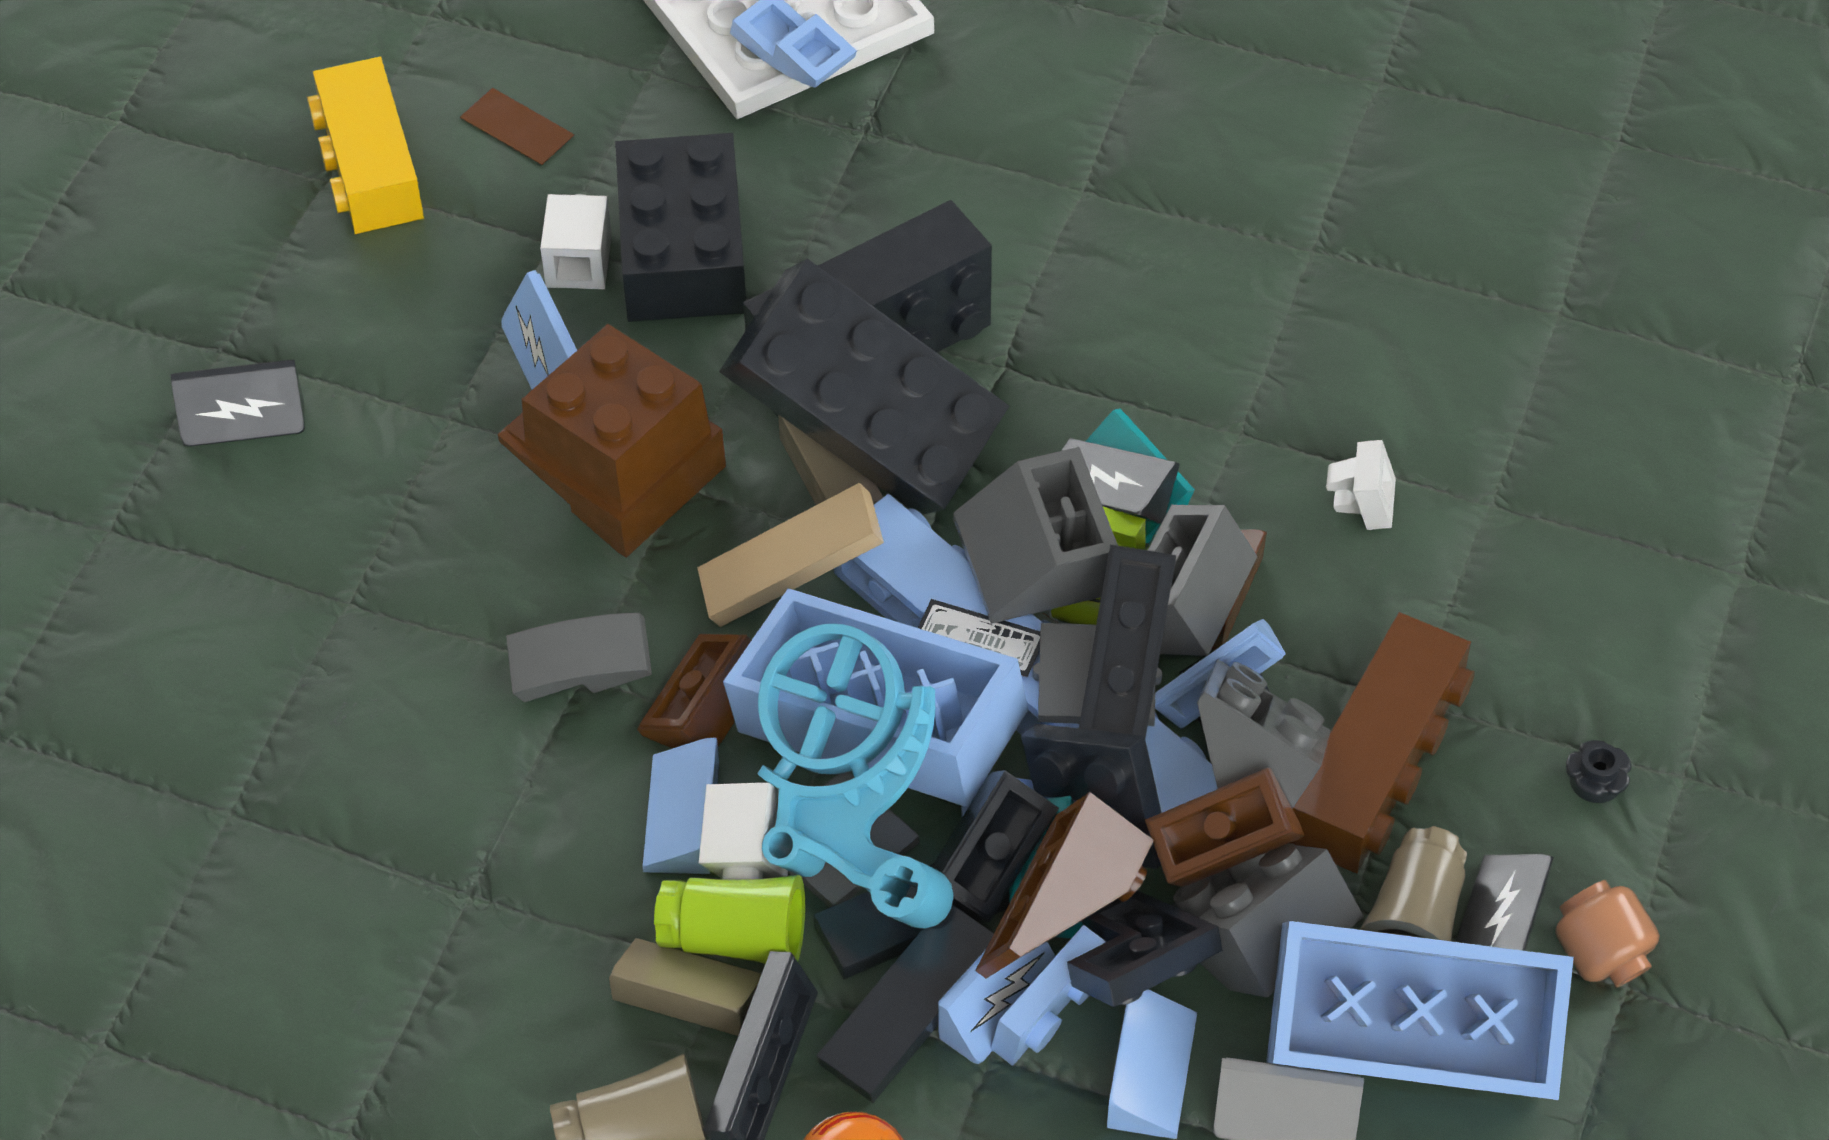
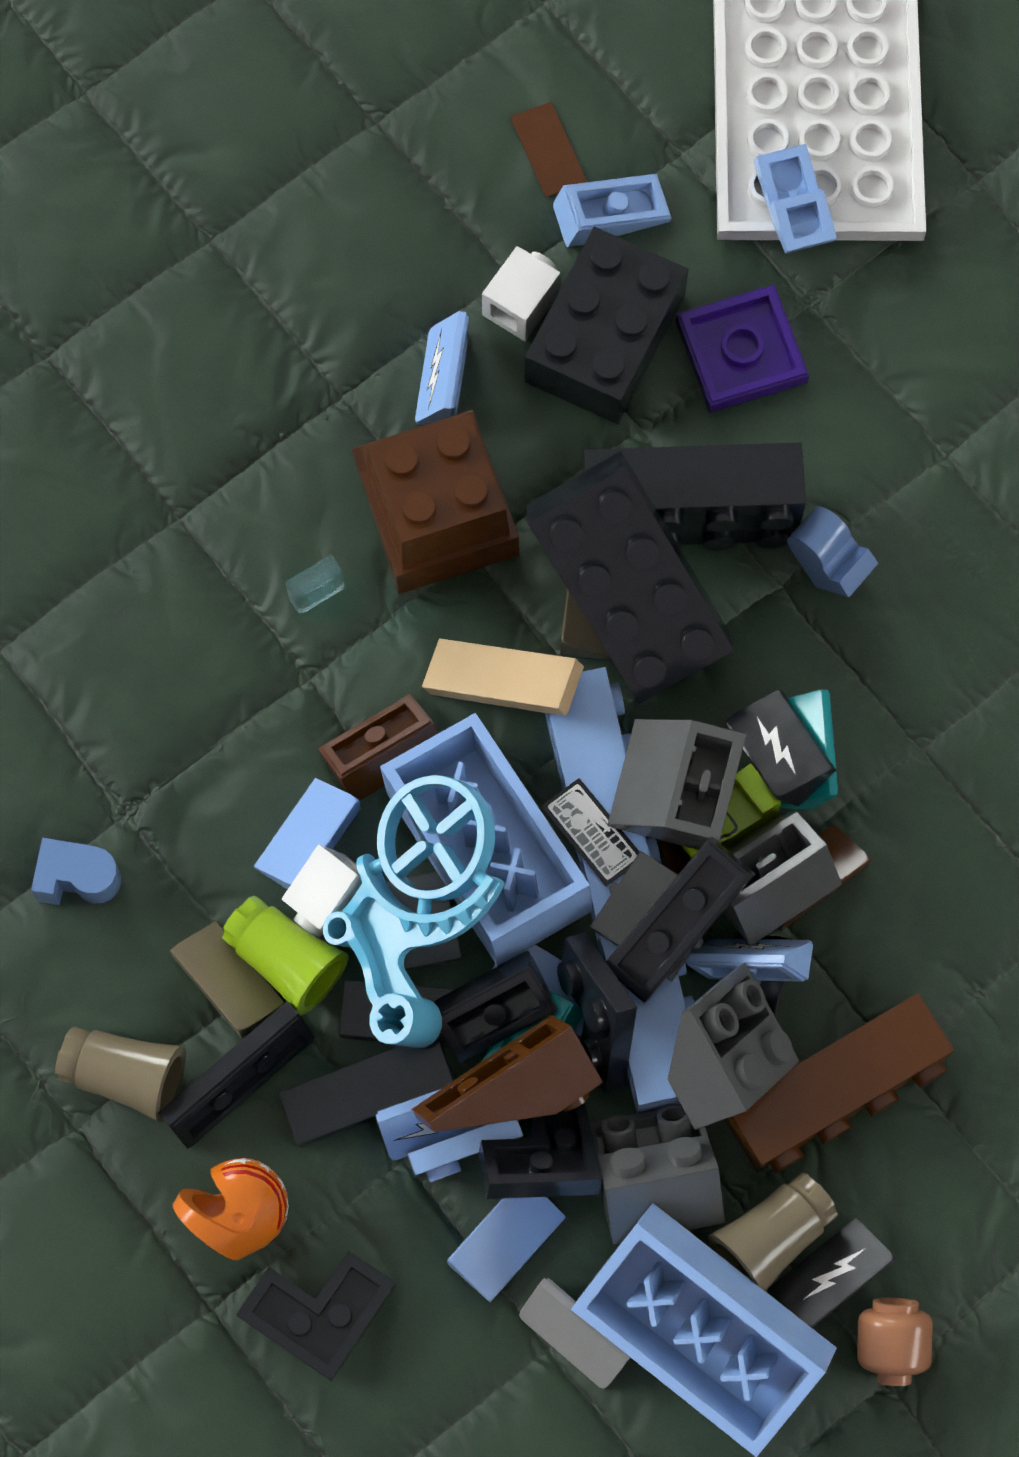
camera: 30 degrees right, 20 degrees up
(238, 403) = (192, 303): slope -> none
(364, 146) = (415, 112): yellow brick -> none
(453, 963) = (74, 869): none -> medium blue leg
(536, 579) = (315, 584): none -> clear light blue tile
(579, 651) = (307, 667): dark grey slope -> none
(588, 149) = (610, 205): none -> light blue slope
(824, 193) = (742, 348): none -> dark purple tile
(1034, 302) = (830, 553): none -> medium blue leg
(1223, 828) = (655, 1106): reddish brown slope -> none
(1365, 485) = (978, 859): white tile -> none
(1596, 784) = (988, 1216): black plate -> none

